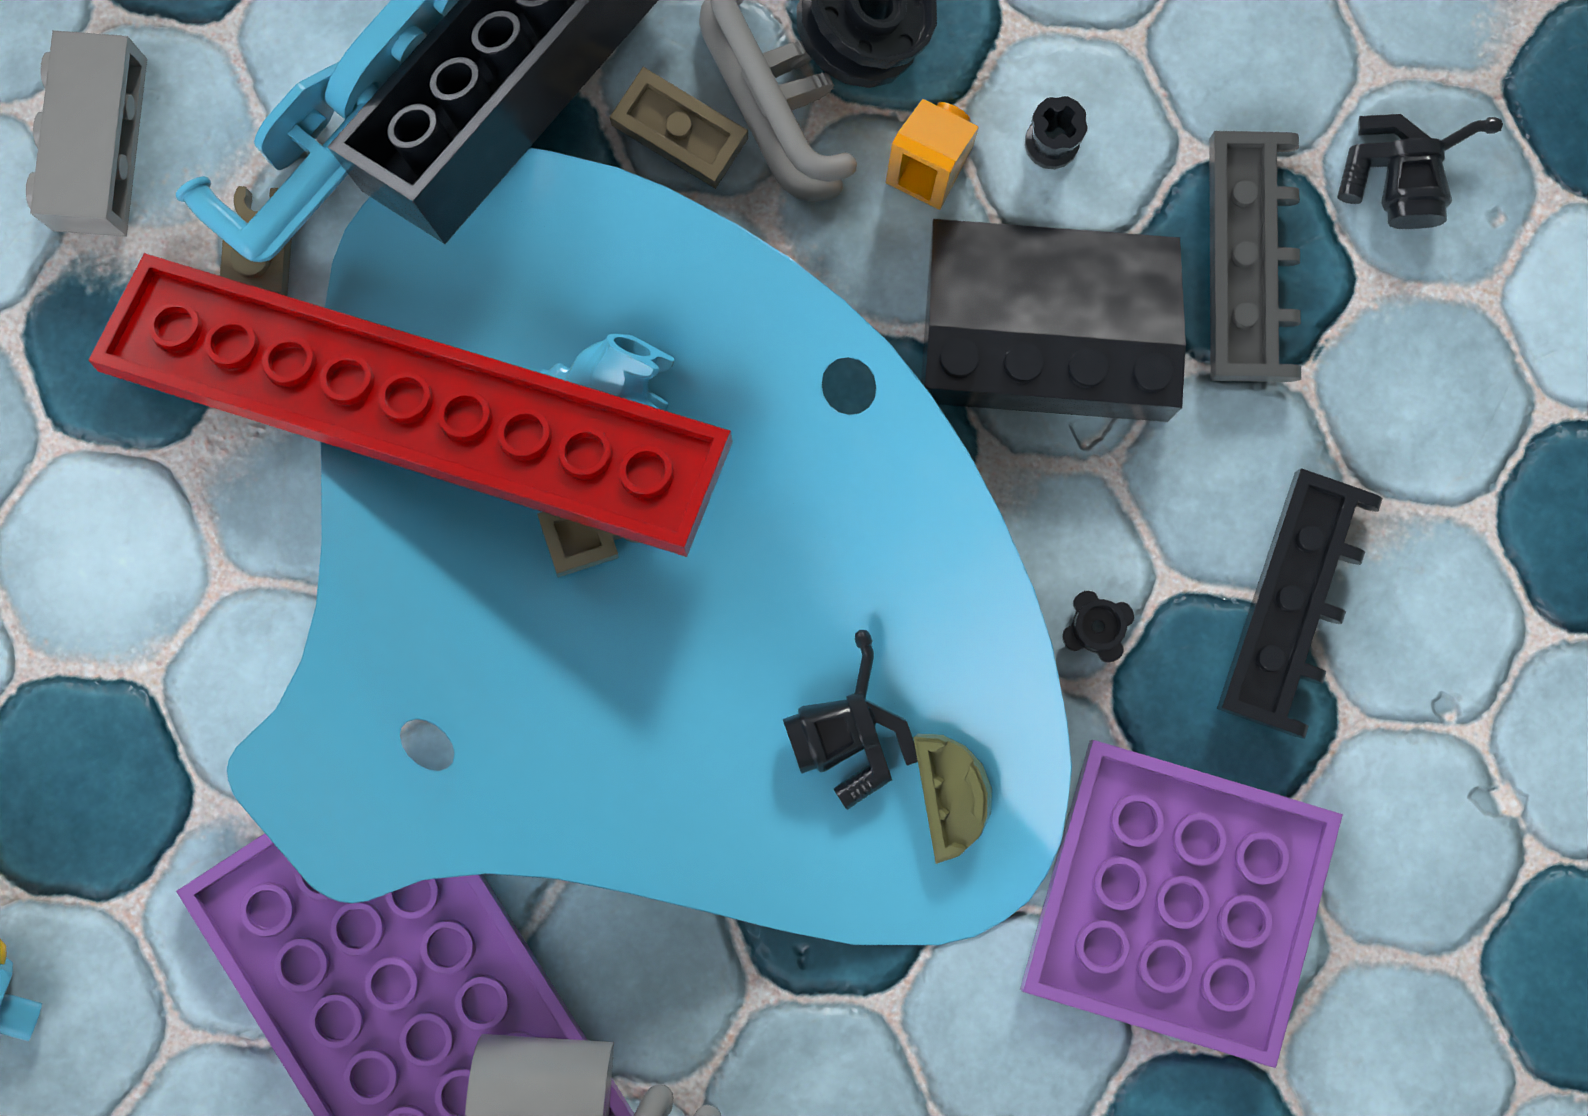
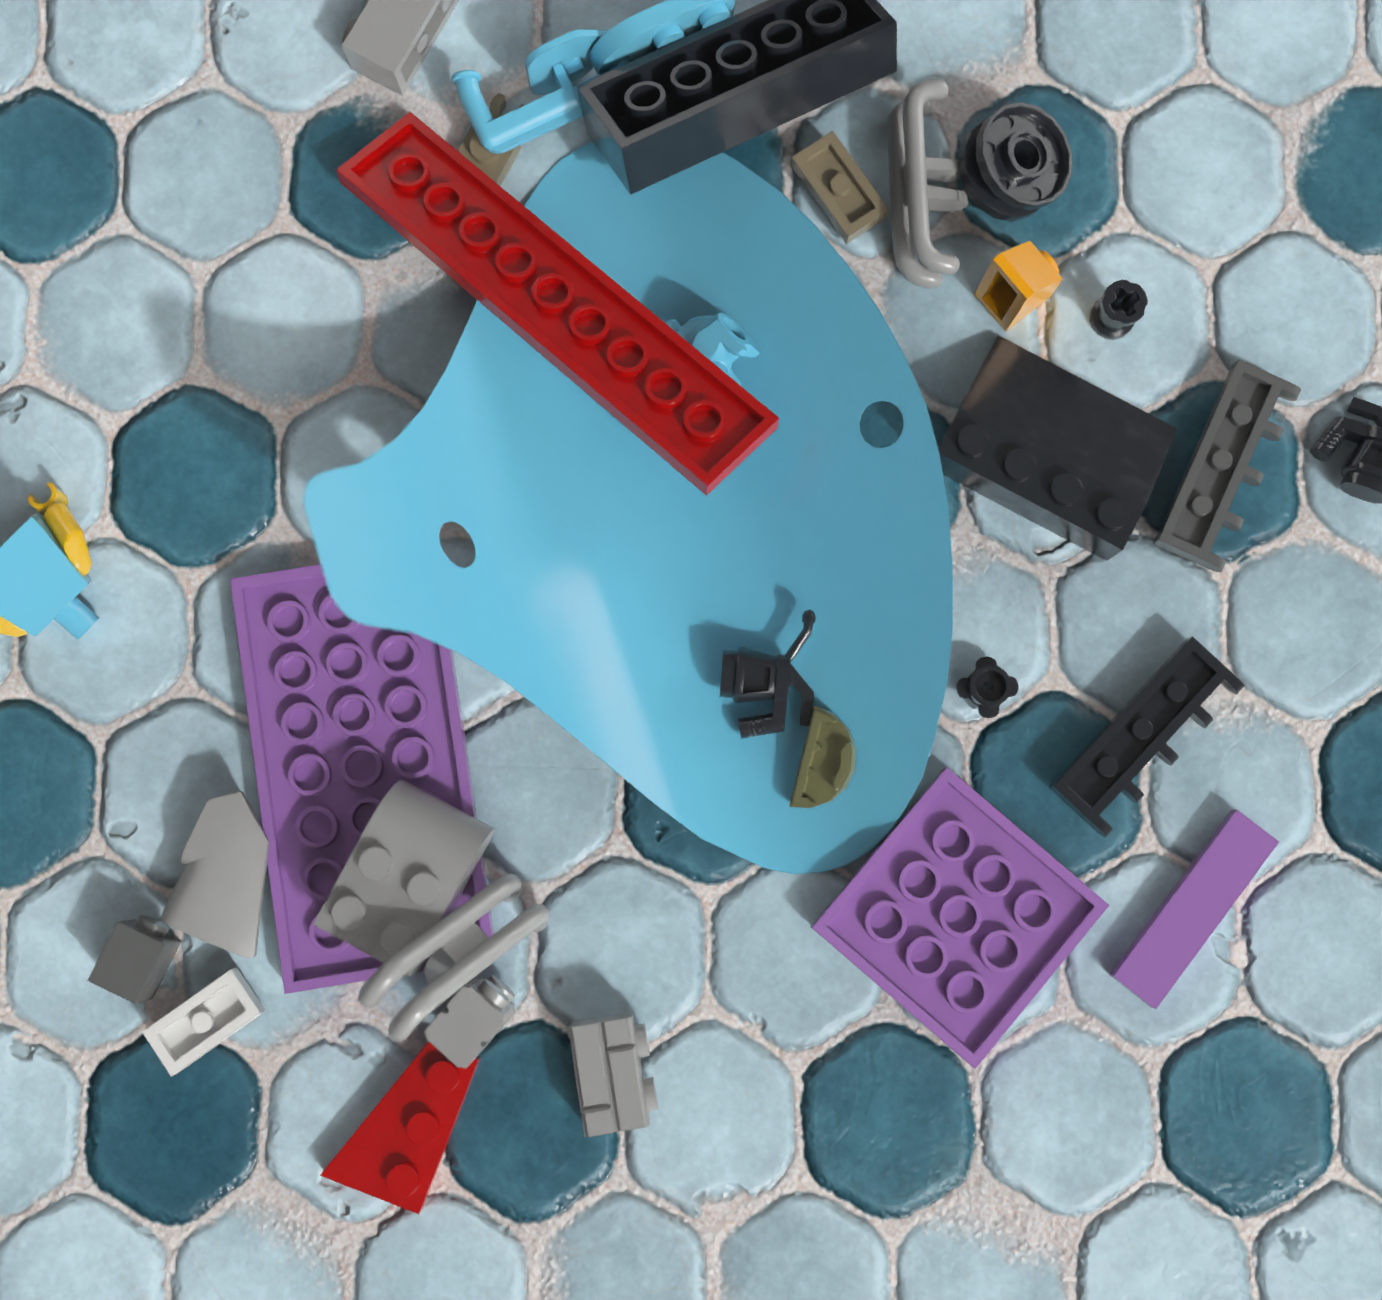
camera: 25 degrees right, 0 degrees up
(576, 545) = (631, 457): dark tan plate -> none
(1436, 773) = (1193, 908): none -> medium lavender tile

